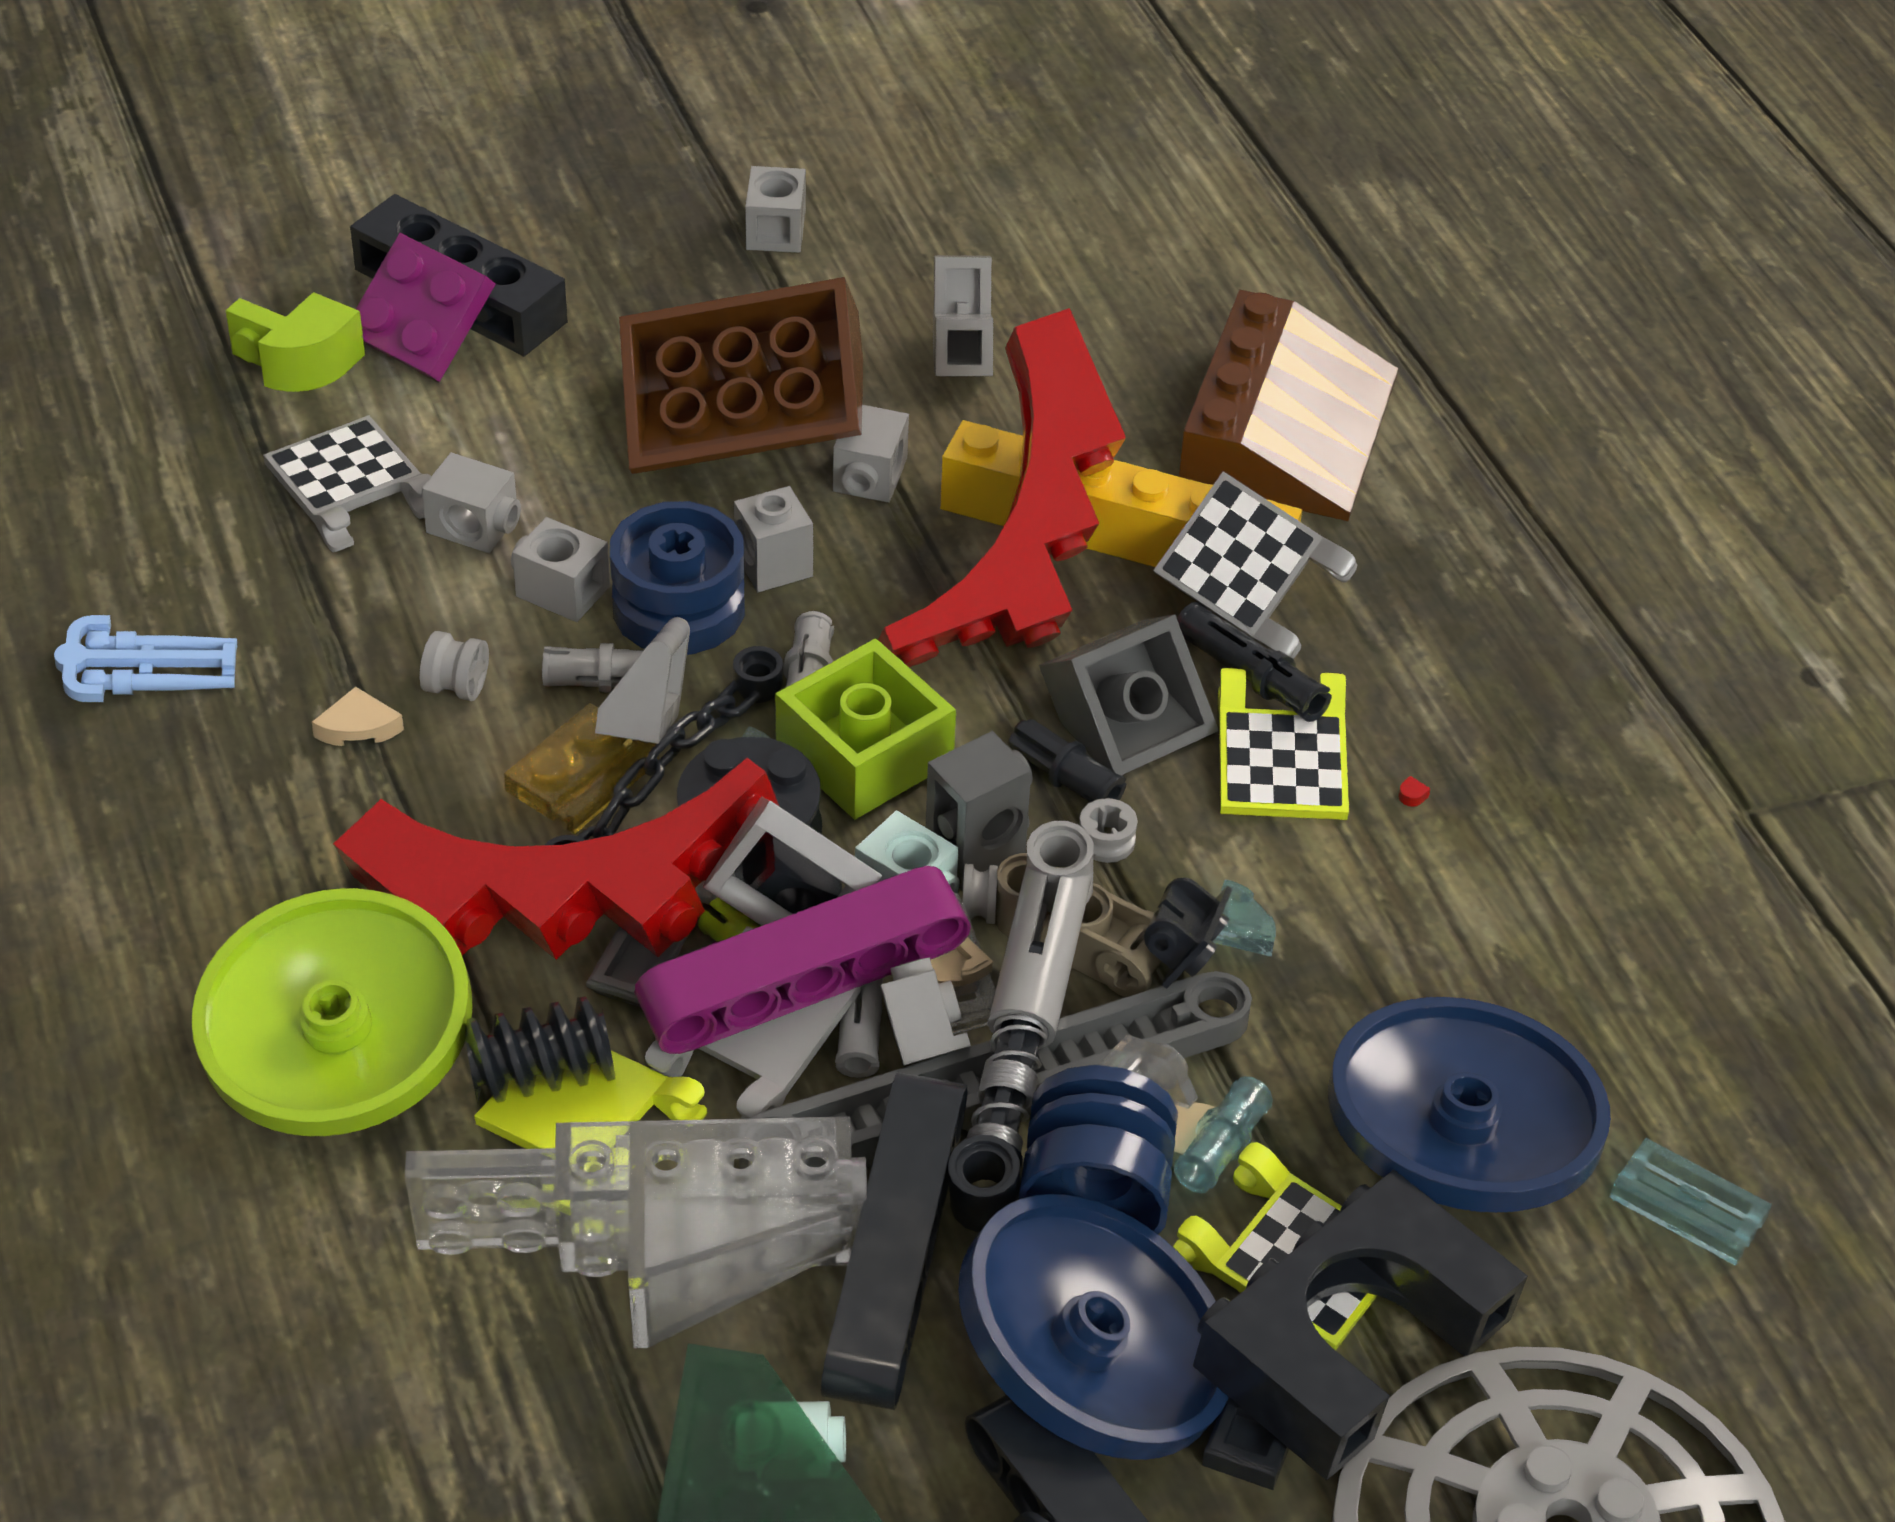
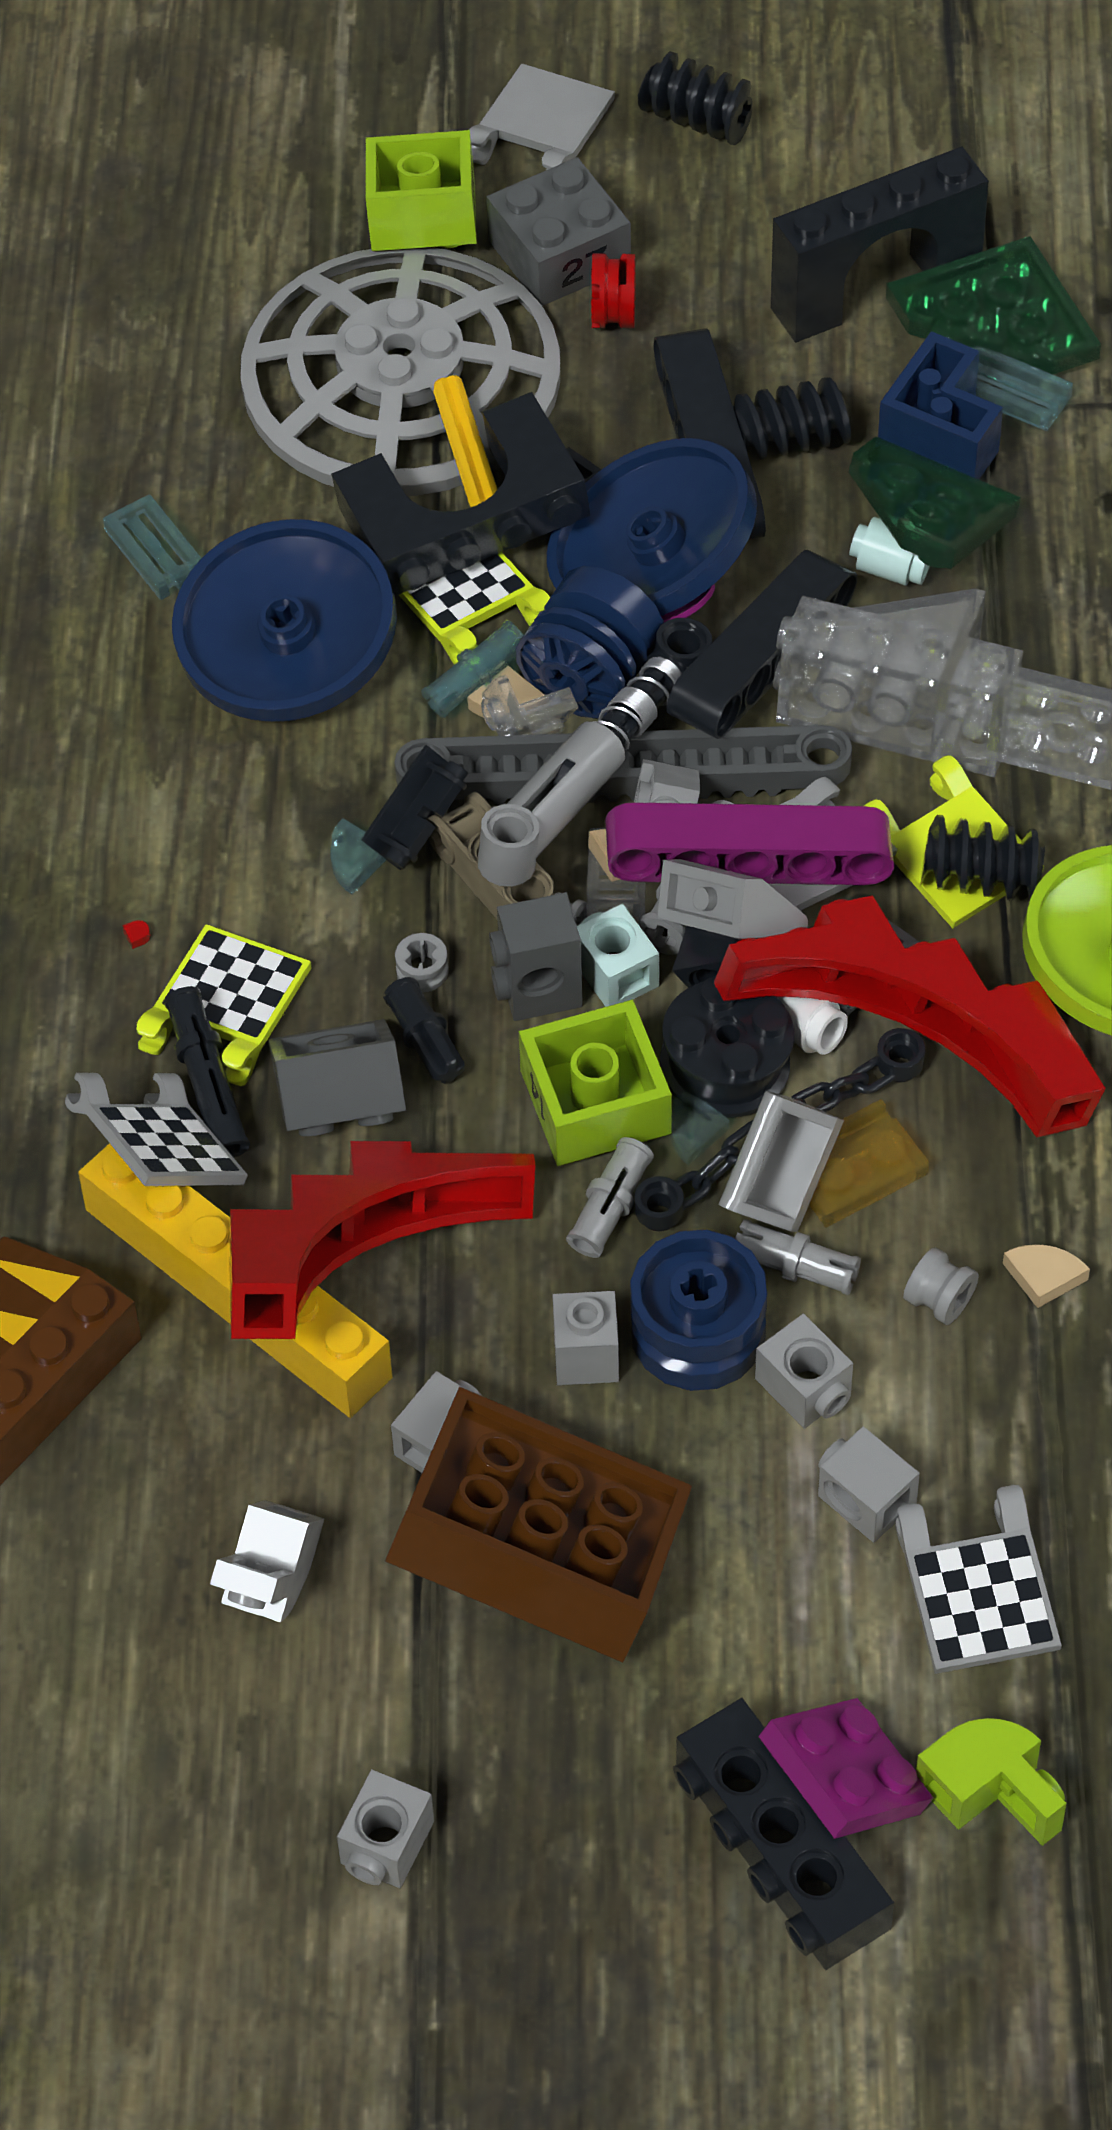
camera: 155 degrees left, 10 degrees up
(1416, 1417) = (464, 439): none -> yellow axle

